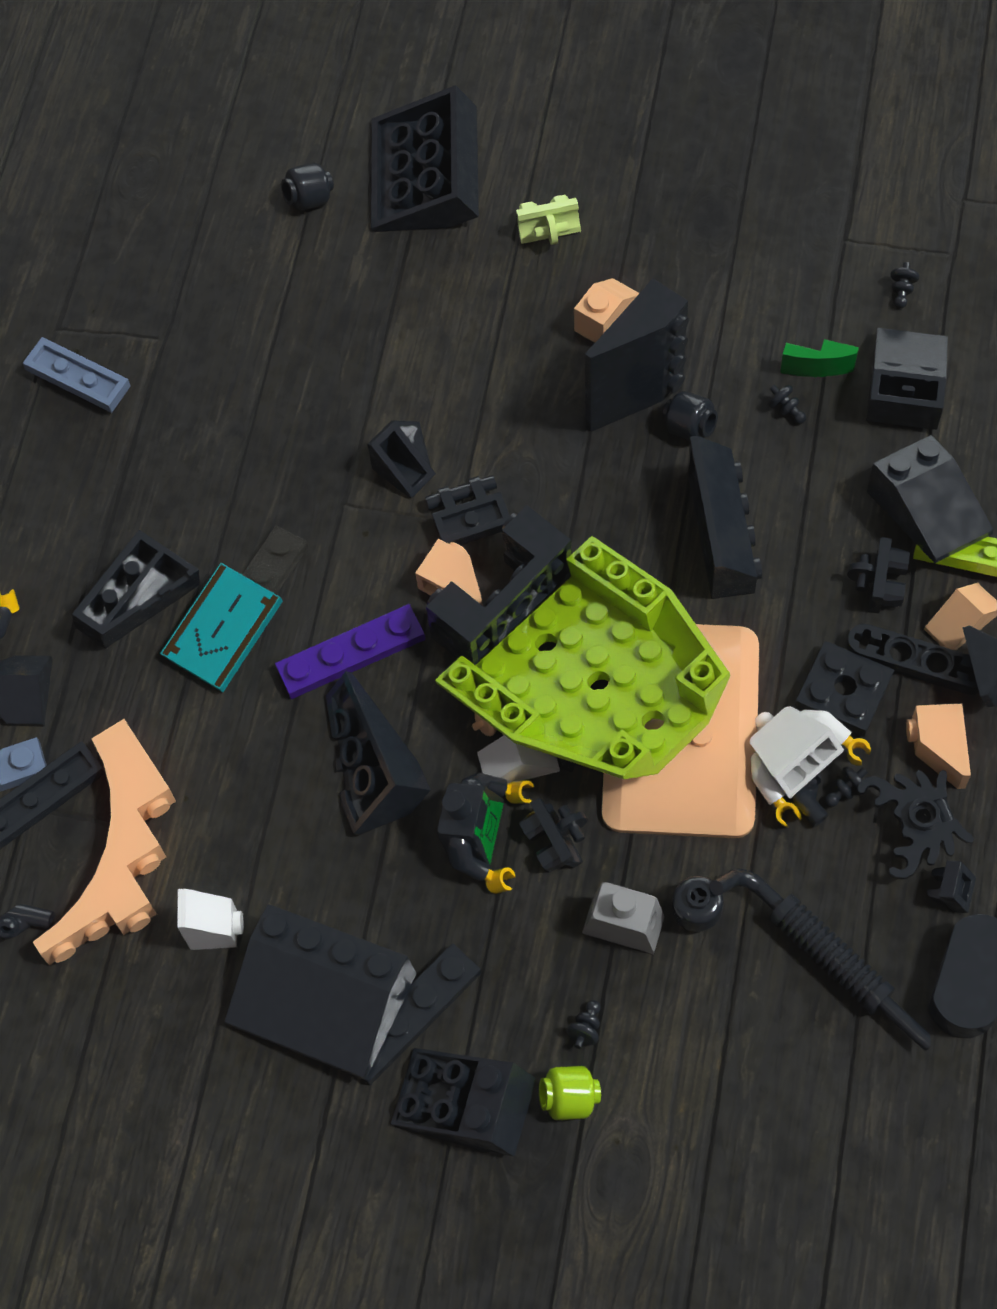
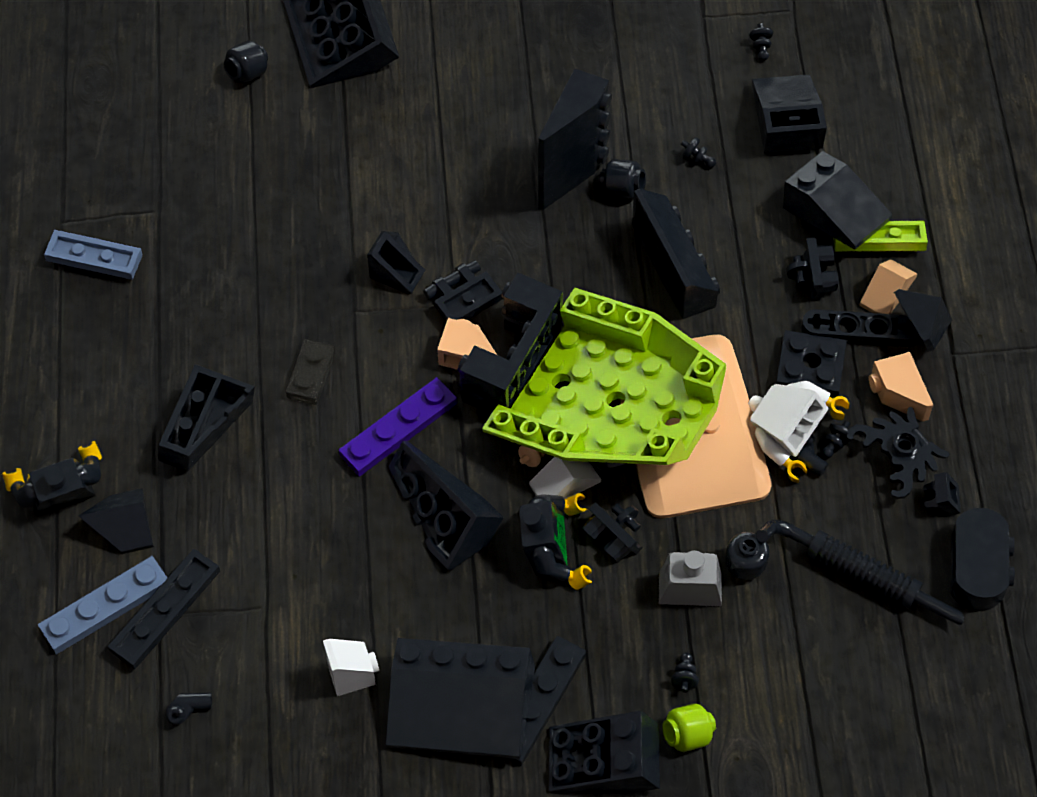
camera: 20 degrees left, 5 degrees down
(130, 850) = (261, 663): light nougat arch -> none
(221, 627) = (284, 431): teal tile -> none
(548, 220) = (458, 48): yellowish green hips -> none
(601, 307) = (526, 111): light nougat slope -> none
(830, 361) = (724, 111): green slope -> none

